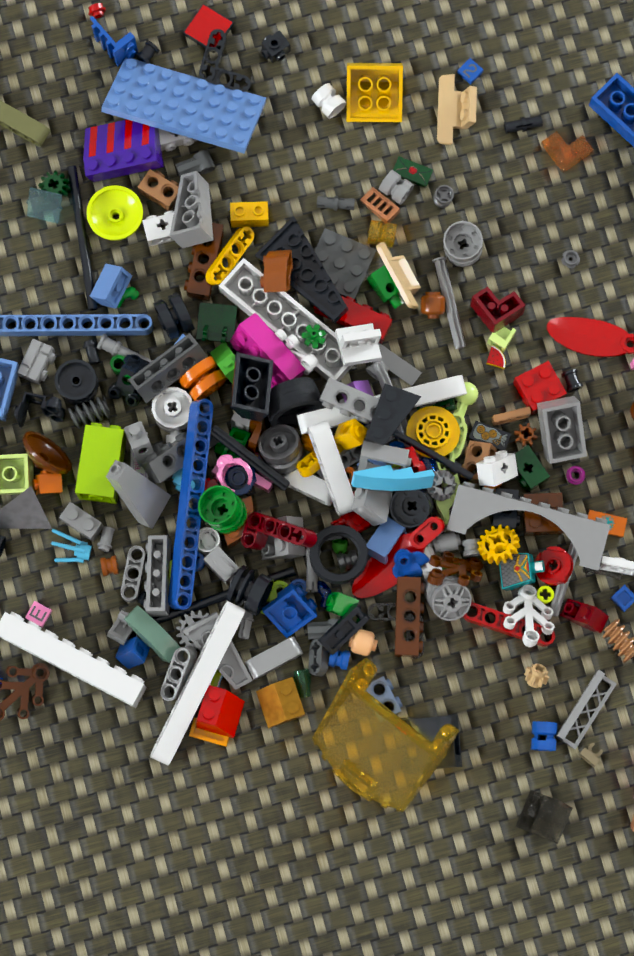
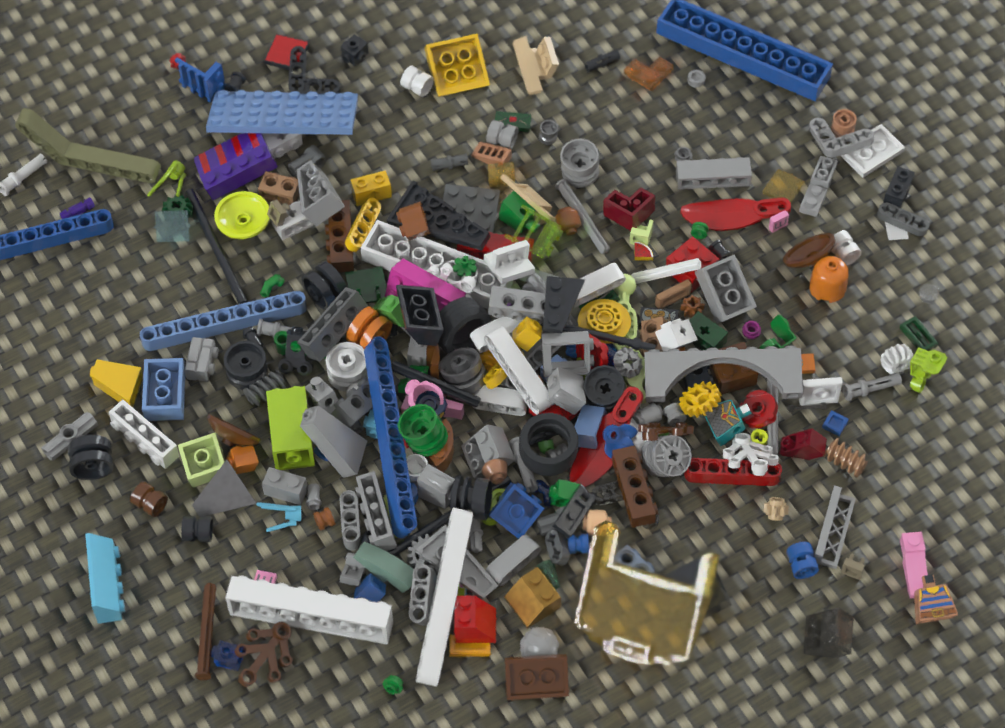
camera: 15 degrees left, 20 degrees down
(51, 408) = (227, 394): black piece -> none
(61, 141) = (175, 172): none -> lime plant
(111, 286) = (255, 276): medium blue panel -> none
(128, 753) = (393, 684): none -> green plate
(149, 224) = (277, 212): none -> dark tan tile
(260, 526) = (466, 437): dark red beam -> none
(260, 785) = (536, 677): none -> reddish brown plate
(272, 755) = (539, 642): none -> light grey hair
(282, 564) = (495, 470): none -> nougat cone
(392, 480) = (578, 360): medium azure slope -> none
(403, 325) = (550, 232): none -> clear neon green plate
(470, 71) = (539, 31): blue tile -> none
(511, 392) = (668, 270): none -> white axle
(559, 350) = (699, 230): none -> green bush
(587, 503) = (782, 329): none -> green piece
(594, 289) = (713, 173): none -> light grey brick
(612, 170) = (696, 78): none -> light grey tile

